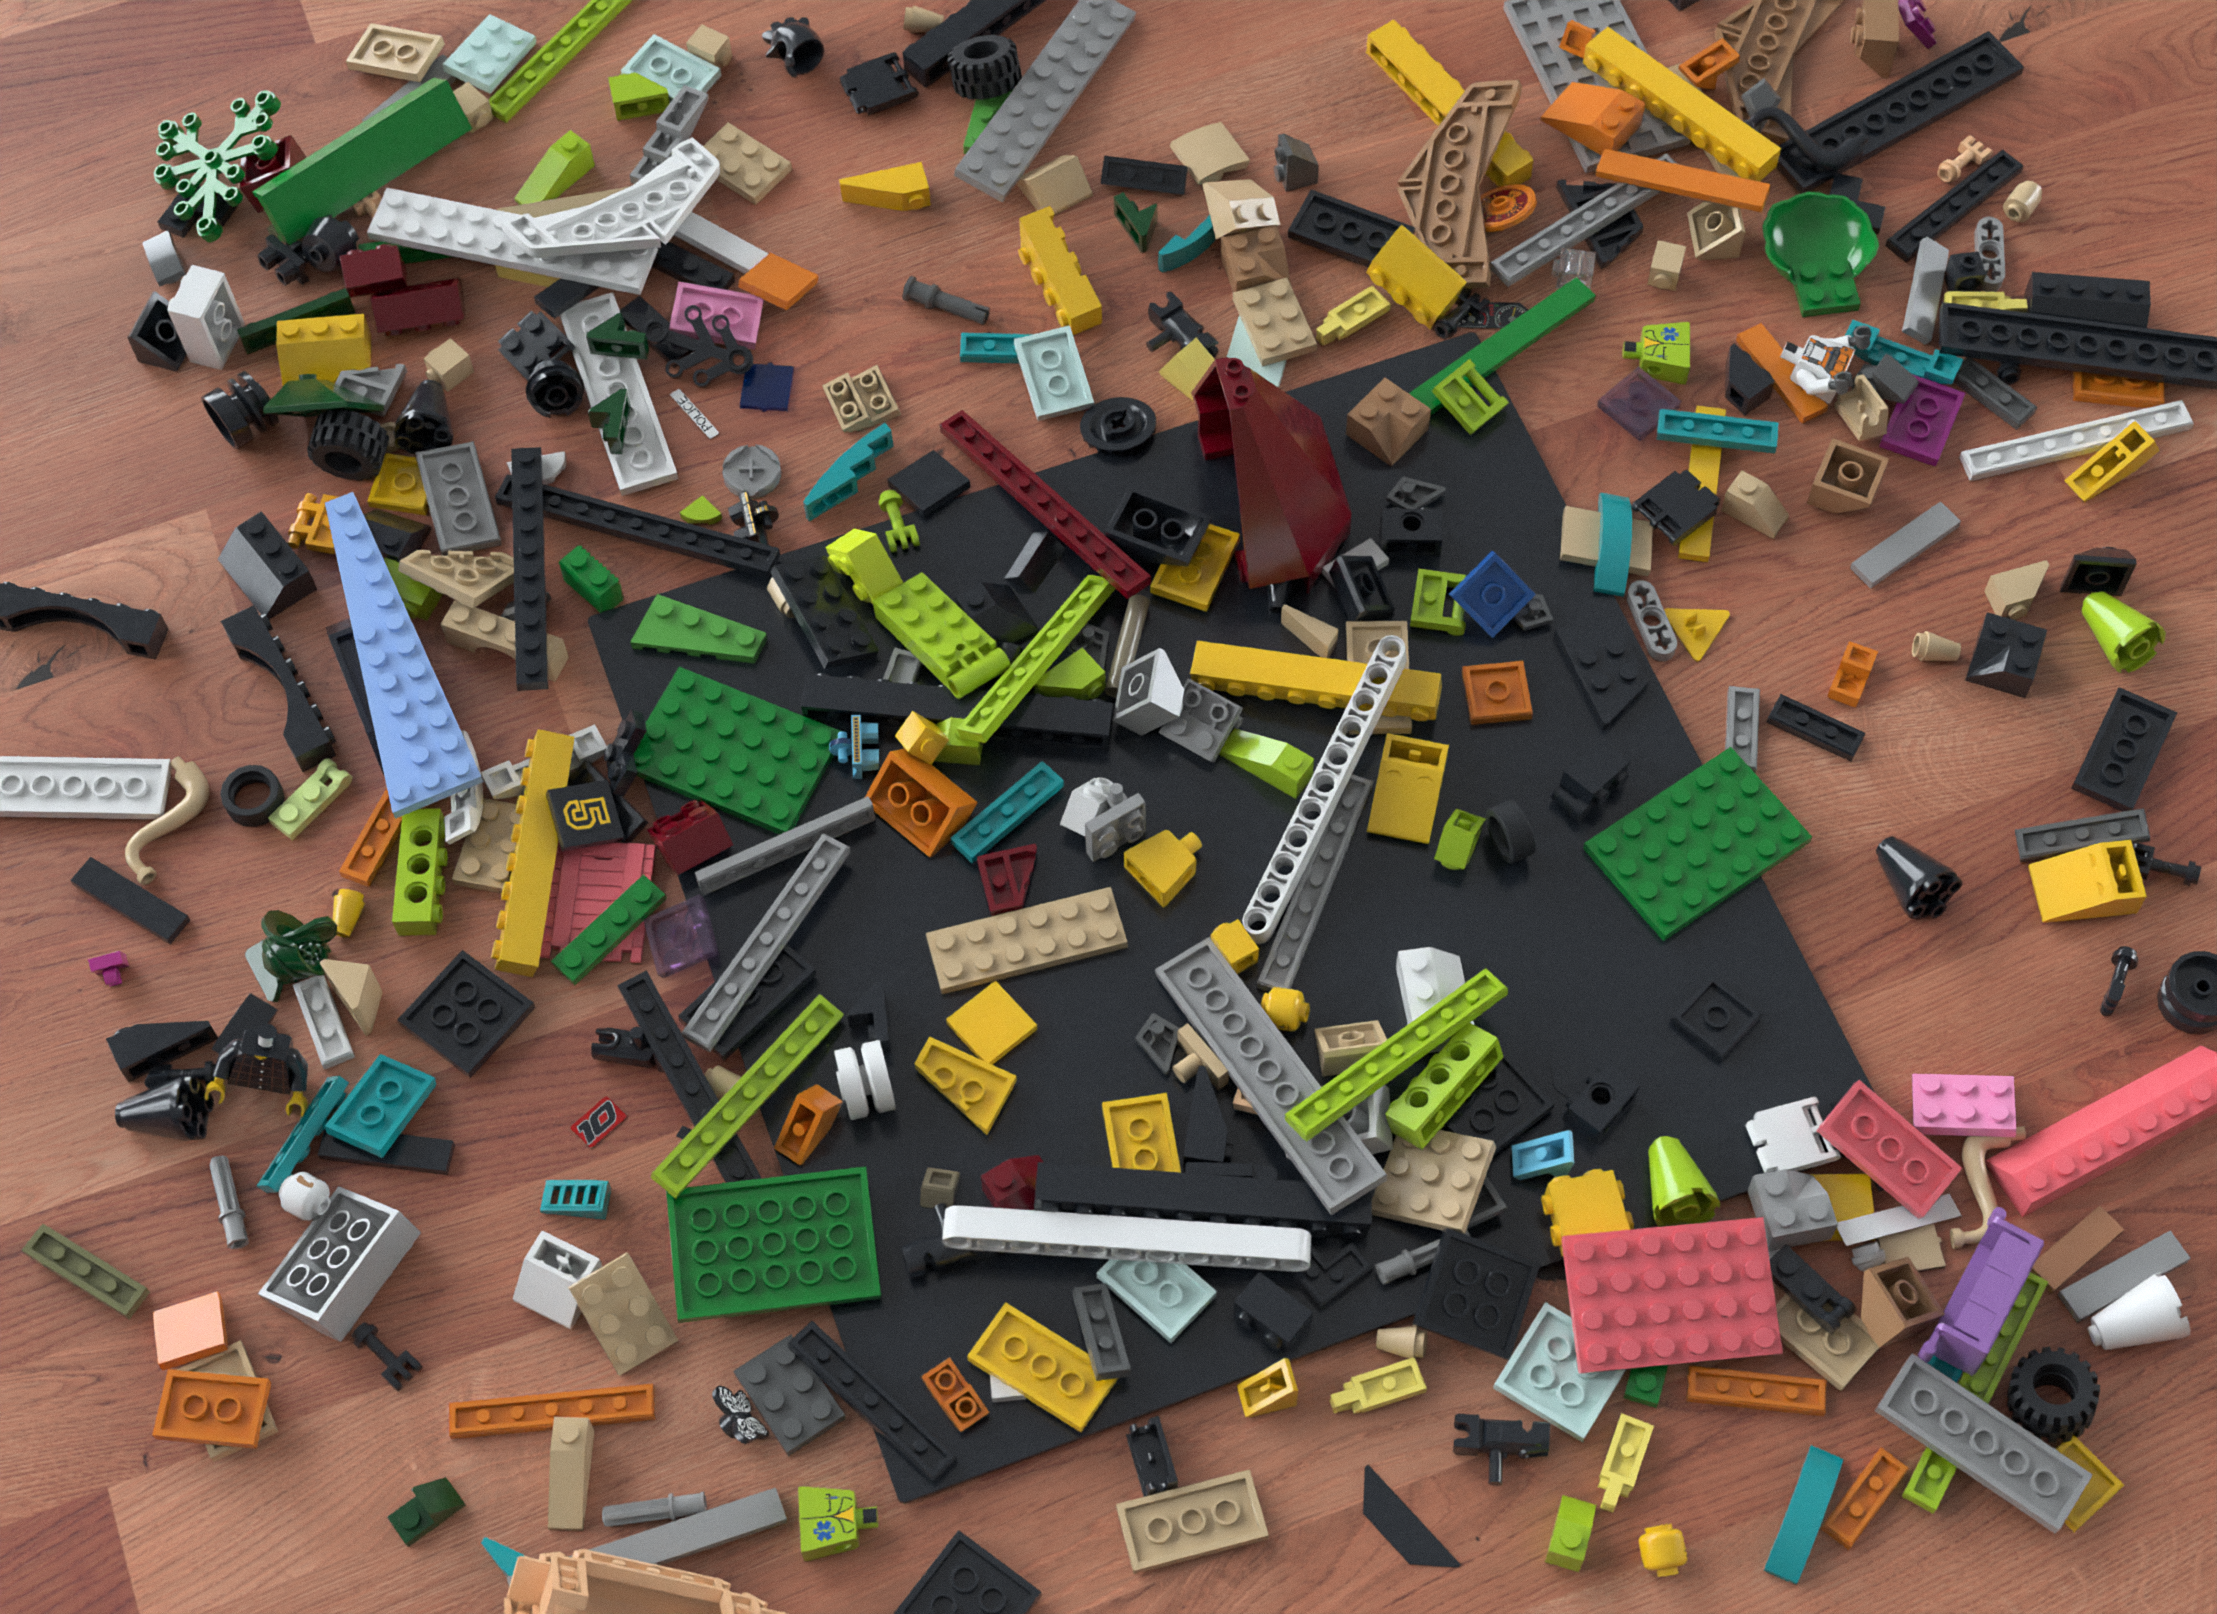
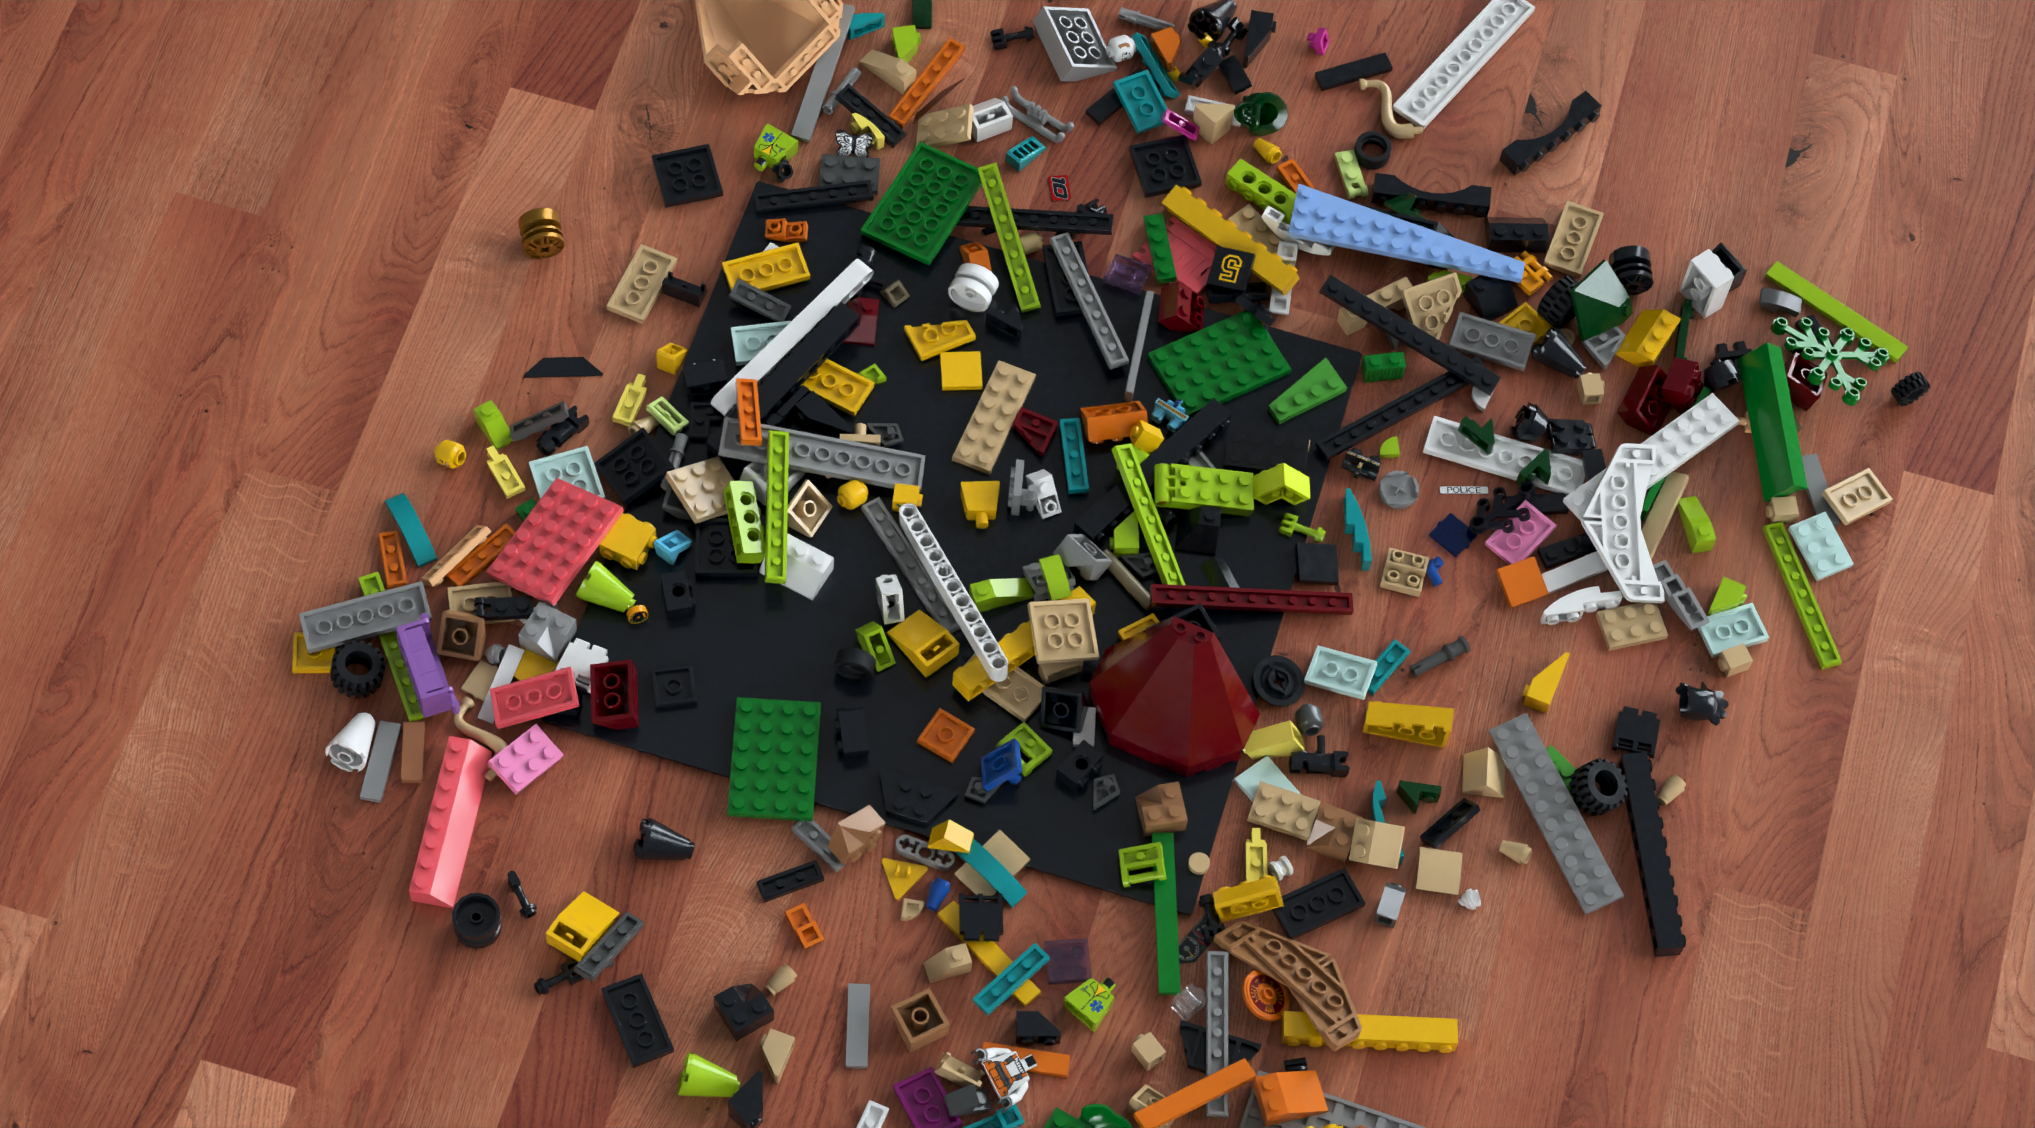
camera: 120 degrees right, 0 degrees up
(133, 209) = (1835, 310): none -> lime tile
(202, 73) = (1910, 388): none -> black tyre
(223, 504) = (1573, 239): none -> tan plate
(260, 1139) = (1166, 46): none -> orange slope
(327, 691) = (1403, 205): none -> dark green slope
(390, 1028) = (1180, 124): none -> dark pink slope
(505, 1221) = (1037, 117): none -> light grey piece
(511, 1481) = (905, 42): none -> lime slope
(581, 1369) = (934, 101): none -> sticker
(672, 1434) = (857, 103): none -> black tile
(700, 1428) = (862, 125): none -> light yellow slope
(764, 220) = (1572, 606): none -> white slope
(842, 367) = (1432, 570): none -> blue arm
(856, 1479) = (788, 170): none -> black plate
(1086, 1122) = (874, 374): none -> lime tile
(1121, 103) = (1516, 851): none -> tan cone
(1140, 367) = (1309, 719): none -> dark grey head
(1210, 690) = (1055, 577): none -> lime slope
(1215, 111) = (1470, 899): none -> white plate
(1273, 635) = (1063, 631): none -> tan plate
(1300, 1181) = (748, 412): none -> orange plate
(1343, 285) = (1280, 868): none -> white wheel
(1363, 1346) = (664, 417): none -> yellowish green tile
(1393, 850) = (889, 589): none -> white torso
(1412, 356) = (1199, 863): none -> tan tile
(1520, 1467) = (539, 421): none -> dark grey plate
(1550, 139) = (1297, 1064): none -> black plate
(1622, 593) = (950, 837): none -> yellow slope
(1668, 1126) = (637, 614): none -> tile
(1686, 572) = (937, 893): none -> blue cone
(1710, 682) = (856, 835): none -> medium nougat slope
(1727, 590) = (911, 909): none -> tan tile
(1791, 1417) = (455, 555): none -> light nougat plate
(1800, 1059) = (614, 694): none -> dark red slope

